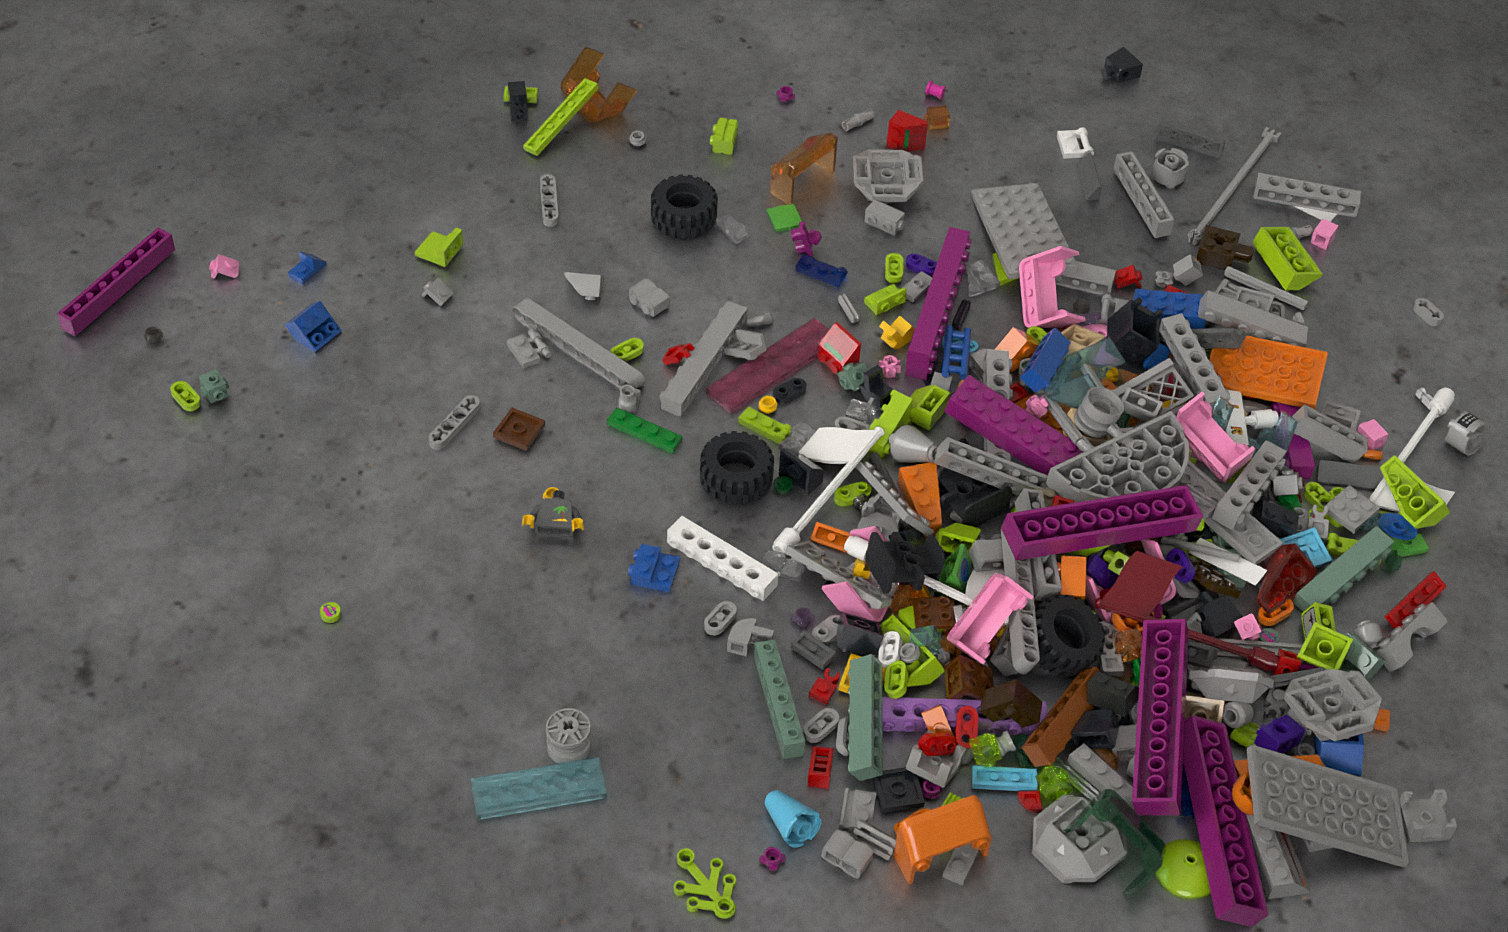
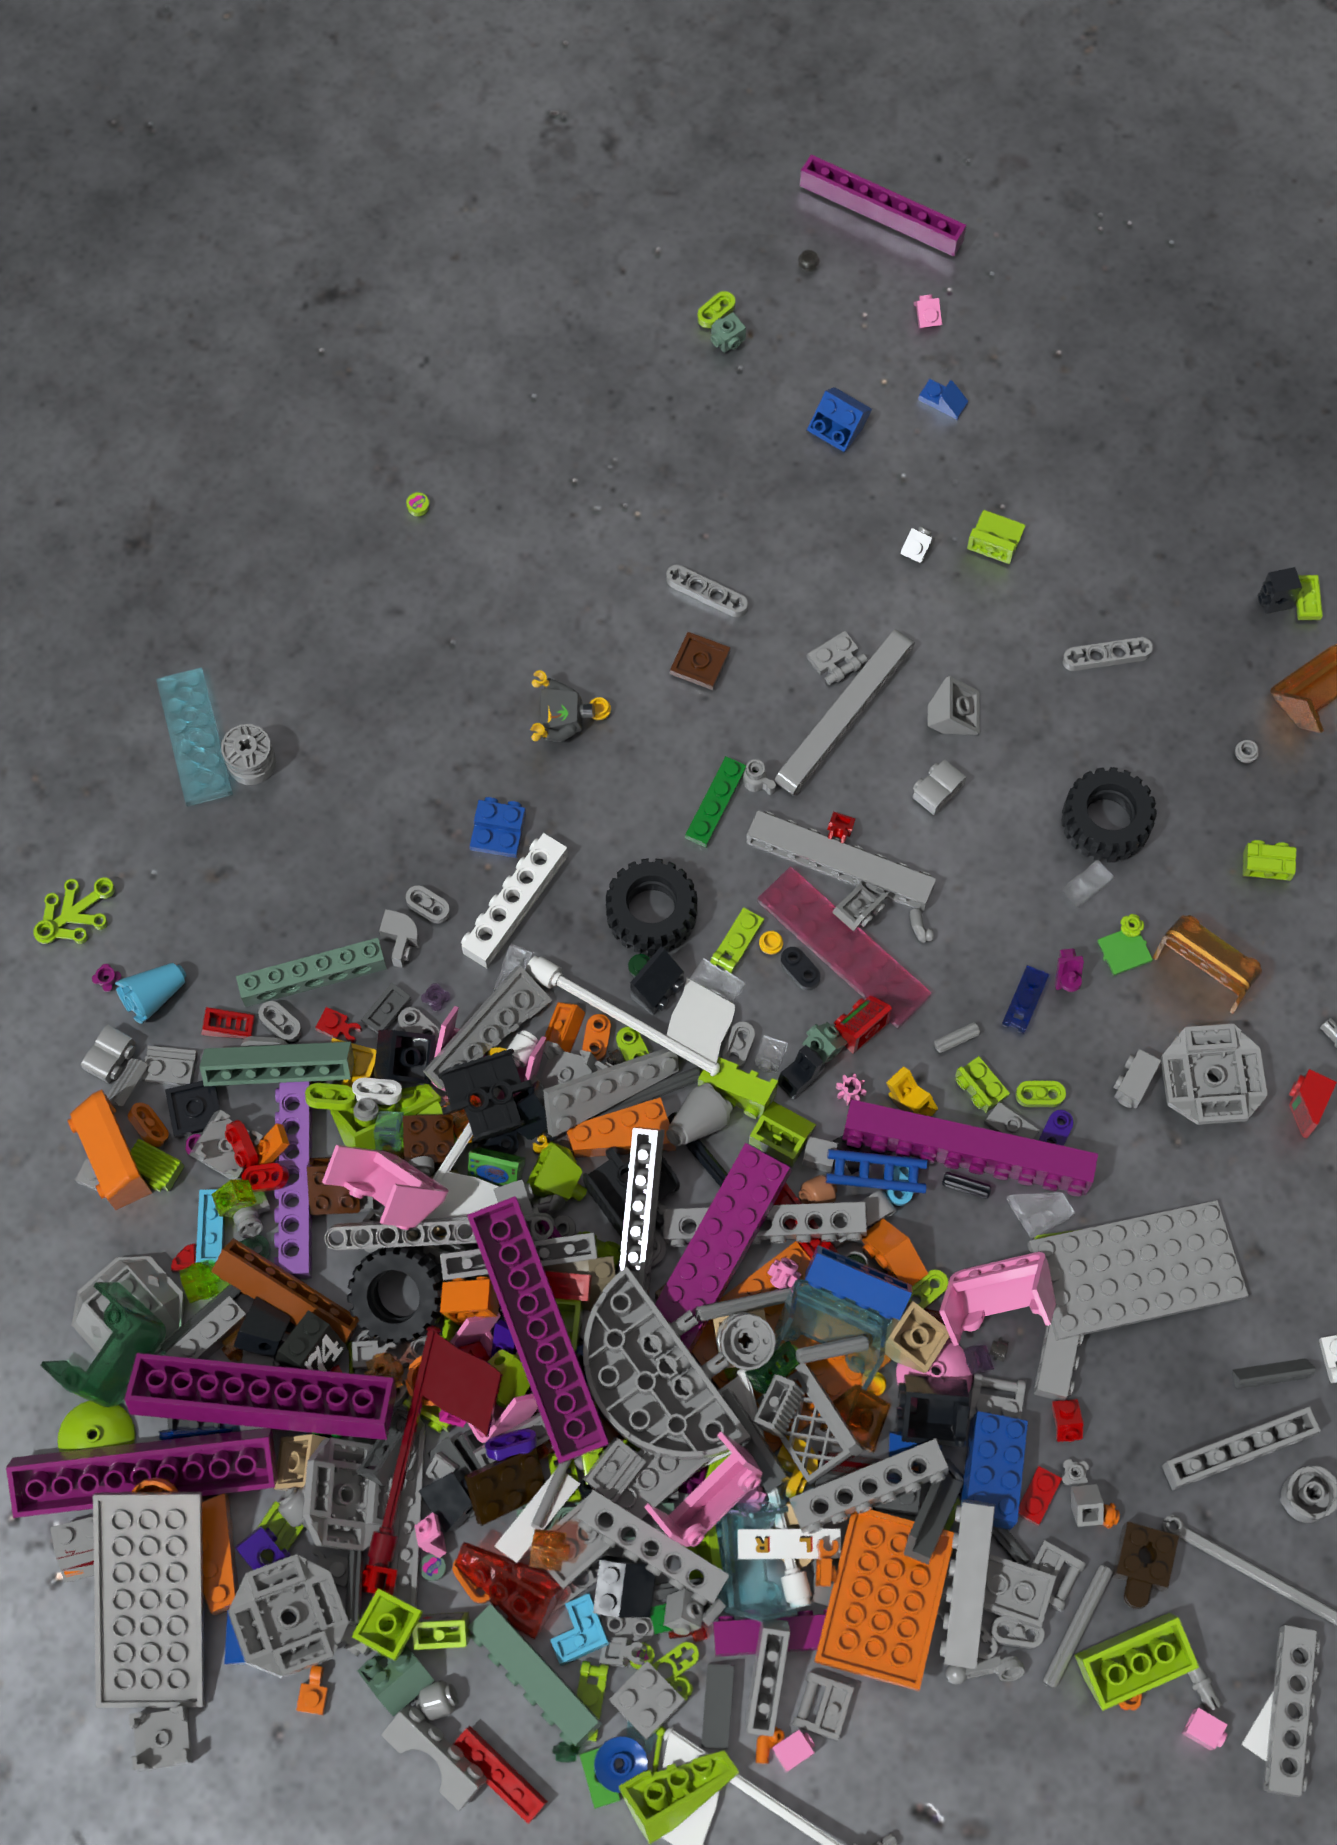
camera: 90 degrees right, 20 degrees up
(561, 117) = (1260, 647): lime plate -> none
(626, 349) = (846, 769): lime plate -> none
(768, 208) = (1127, 929): none -> lime plate
(842, 516) = (597, 1037): none -> orange plate
(1011, 701) = (283, 1224): dark brown brick -> none
(1250, 397) = (824, 1569): none -> orange plate
(1260, 540) = (549, 1550): none -> clear orange brick

